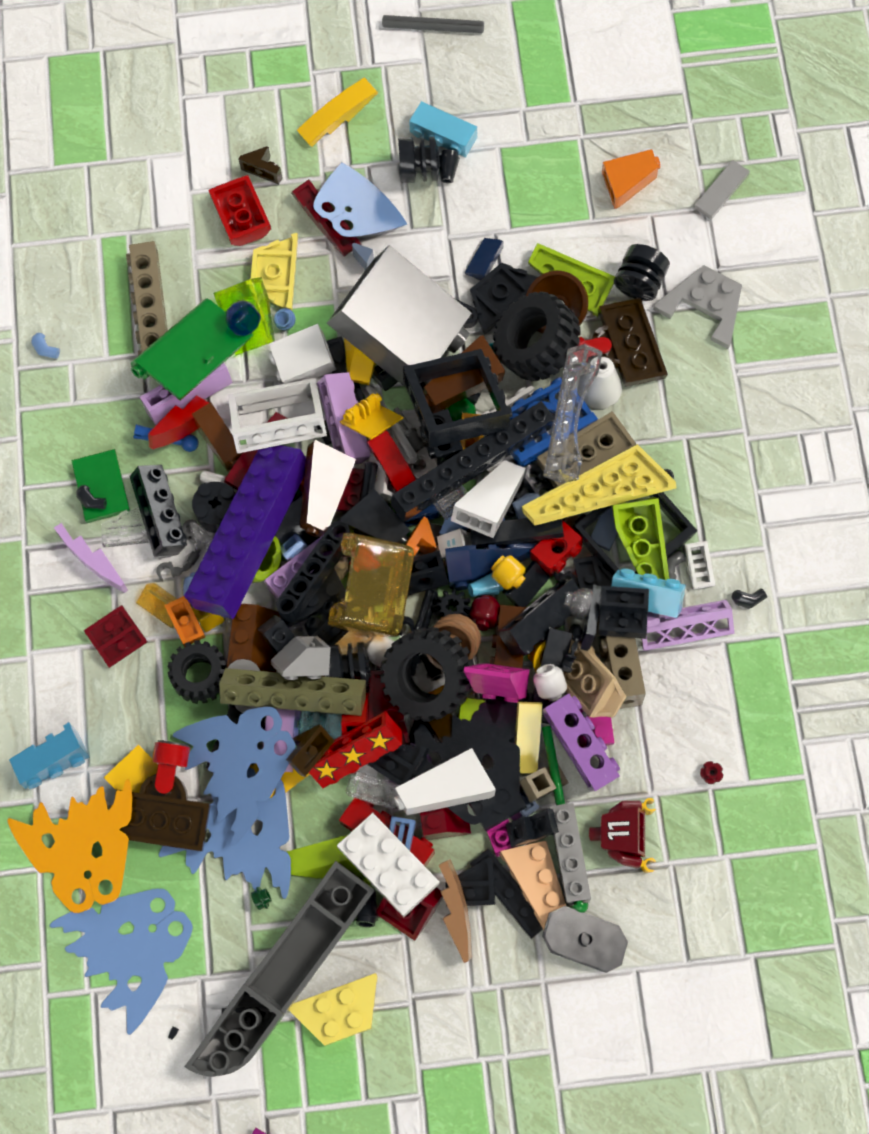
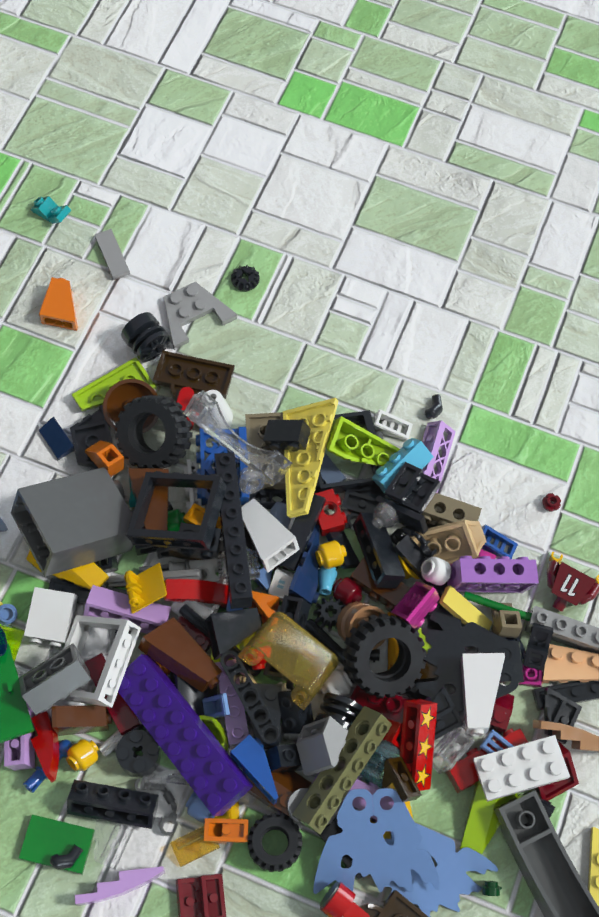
camera: 70 degrees left, 5 degrees down
(189, 460) = (82, 755): none -> yellow head
(234, 389) = (54, 679): none -> slope
(254, 610) = (254, 764): none -> blue slope
(485, 311) = (106, 455): none -> orange slope
(536, 452) = (251, 480): none -> clear brick
(606, 459) = (287, 435): none -> black brick
(637, 736) = (492, 548): none -> blue slope
(732, 103) = (49, 210): none -> teal slope
(783, 338) = (242, 284): none -> black gear

